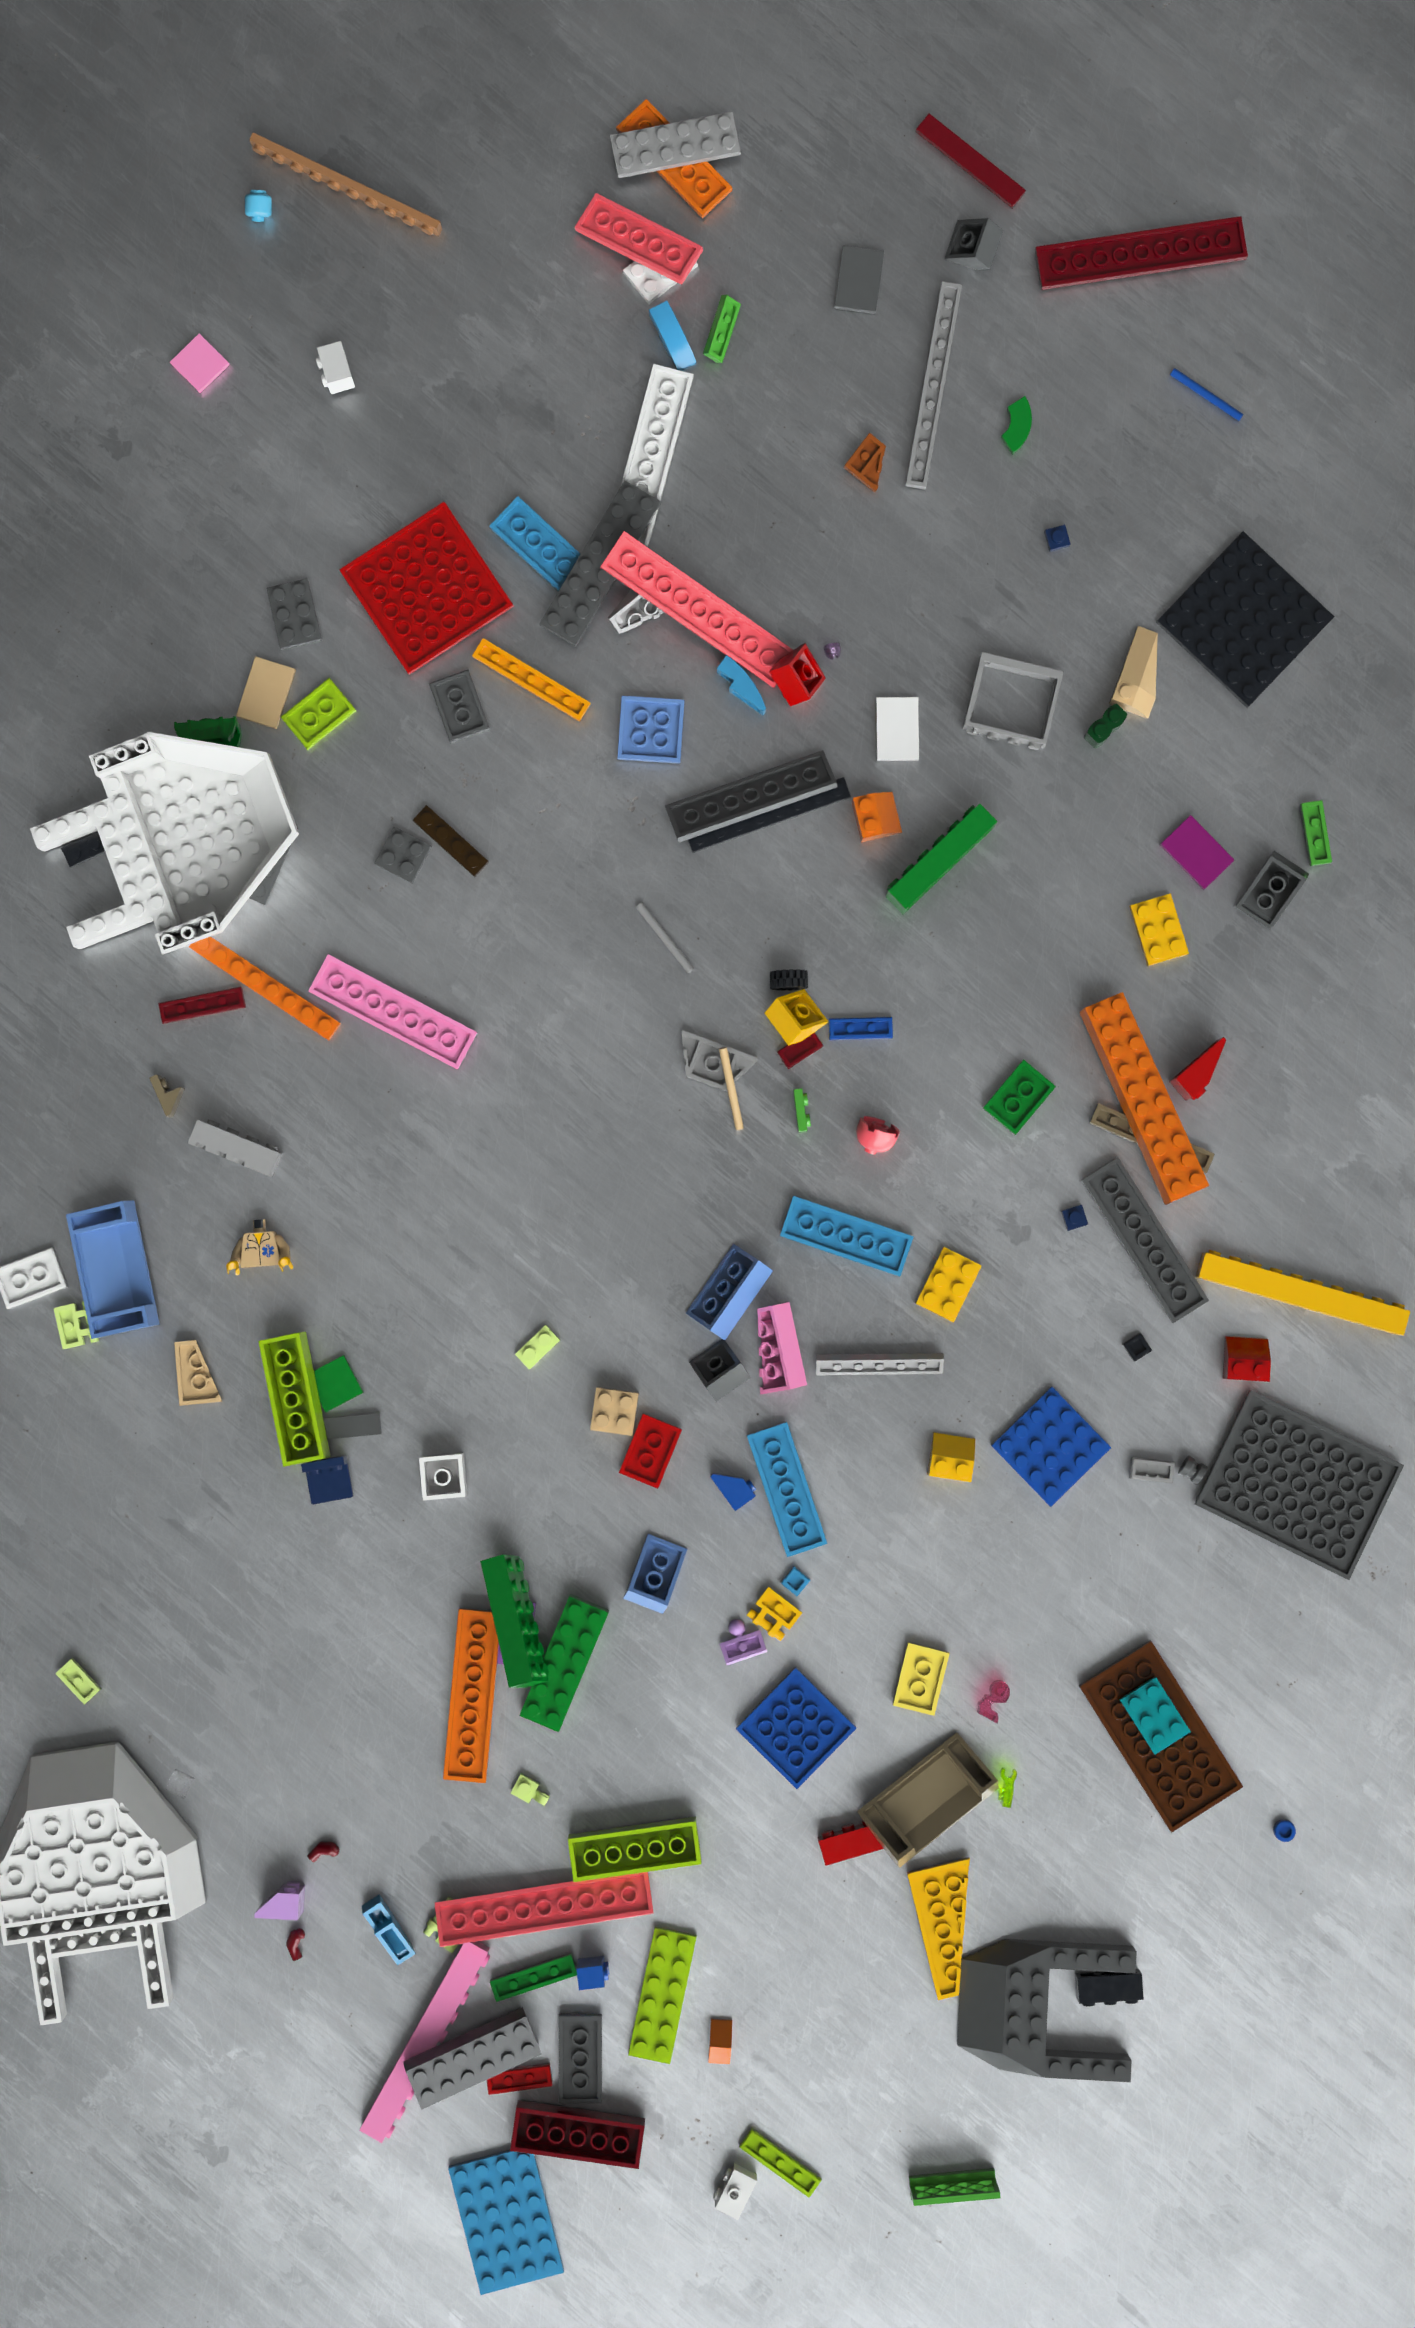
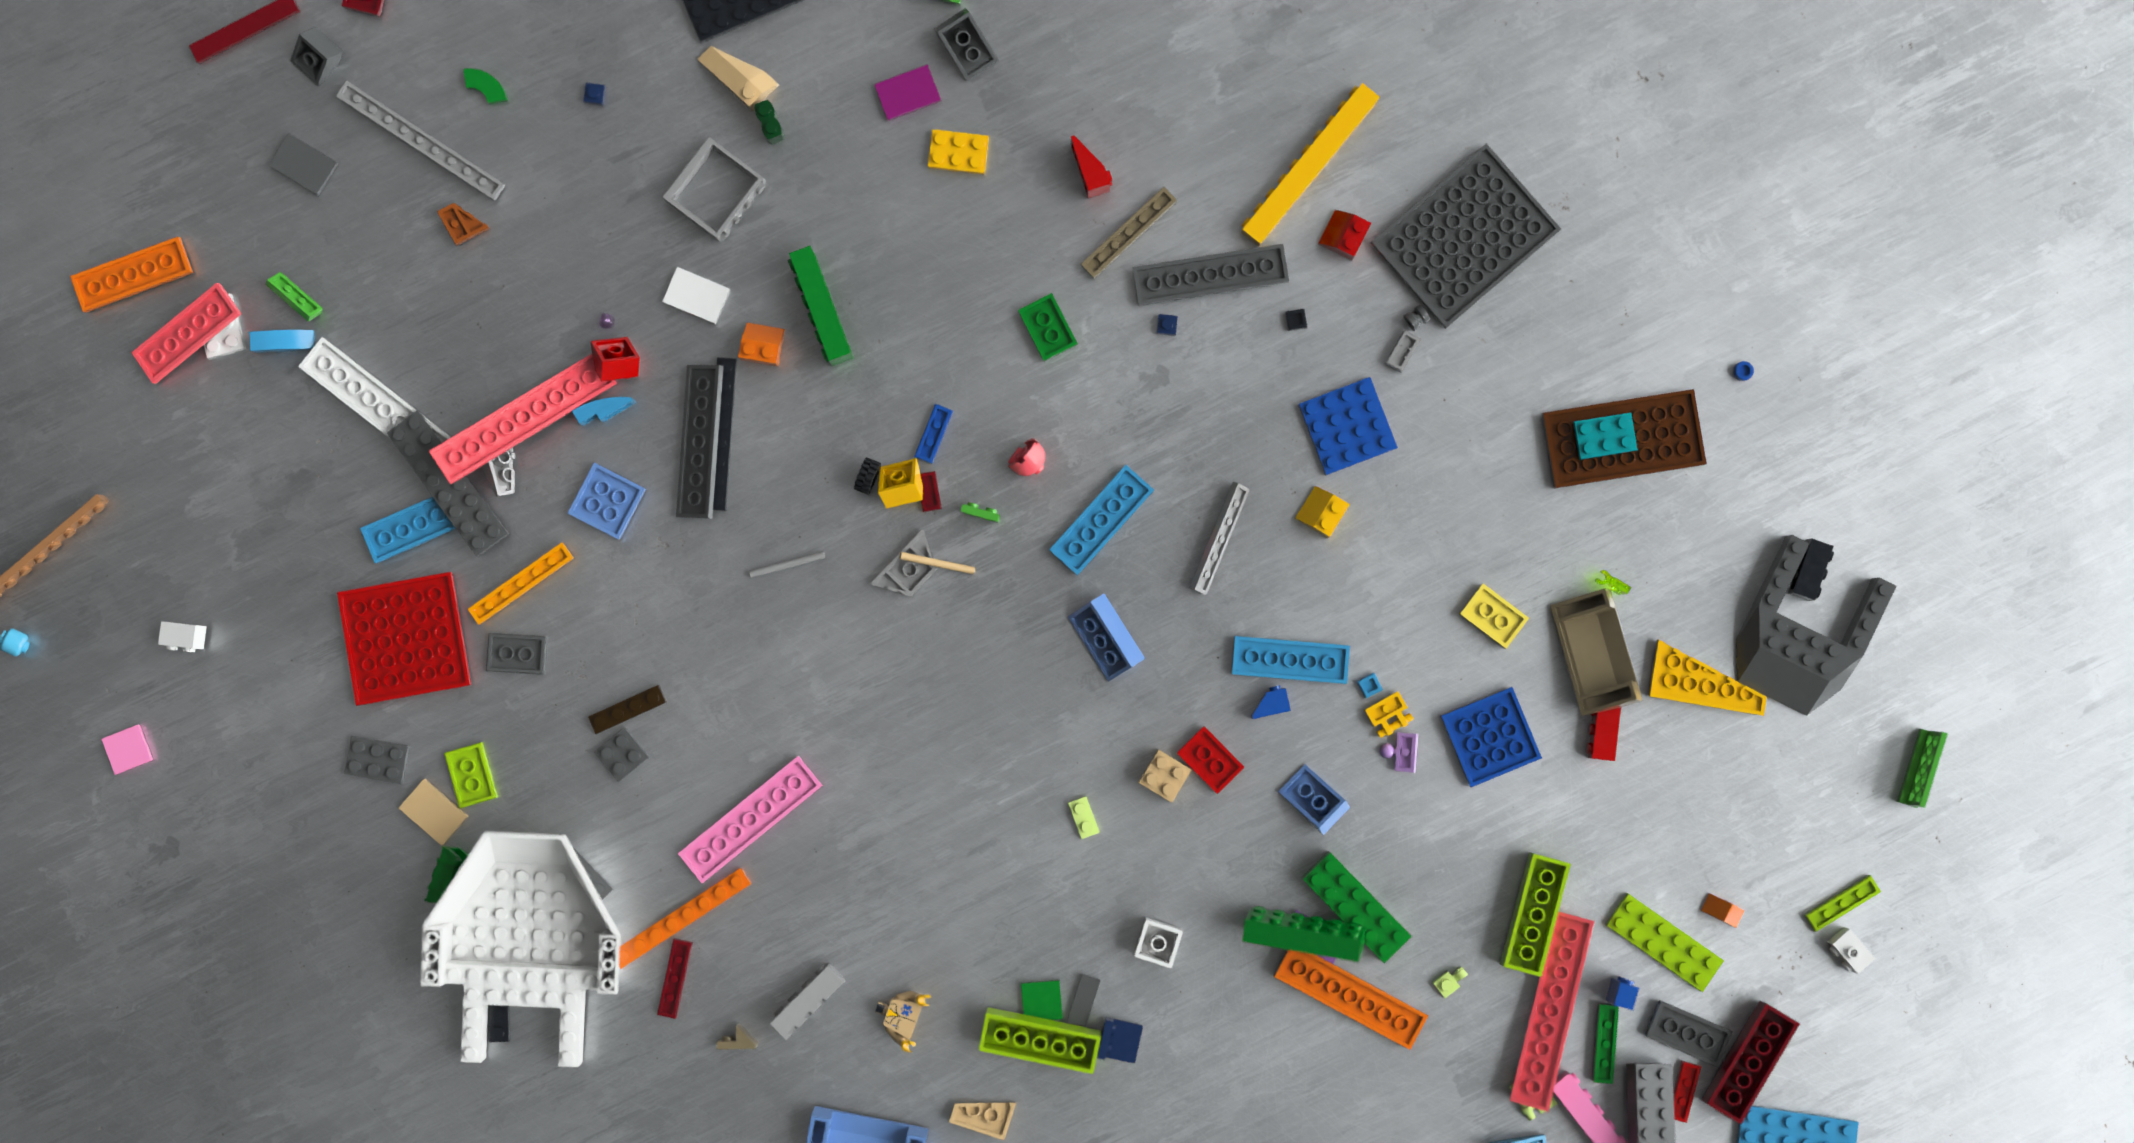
camera: 65 degrees left, 0 degrees up
(675, 144) = (120, 268): light grey plate -> none
(719, 1369) = (1167, 673): dark grey slope -> none
(779, 1349) = (1172, 616): bright pink wedge -> none
(948, 1284) = (1177, 452): yellow plate -> none
(998, 1694) = (1533, 556): clear pink leg -> none
(1144, 1098) = (1093, 224): orange brick -> none

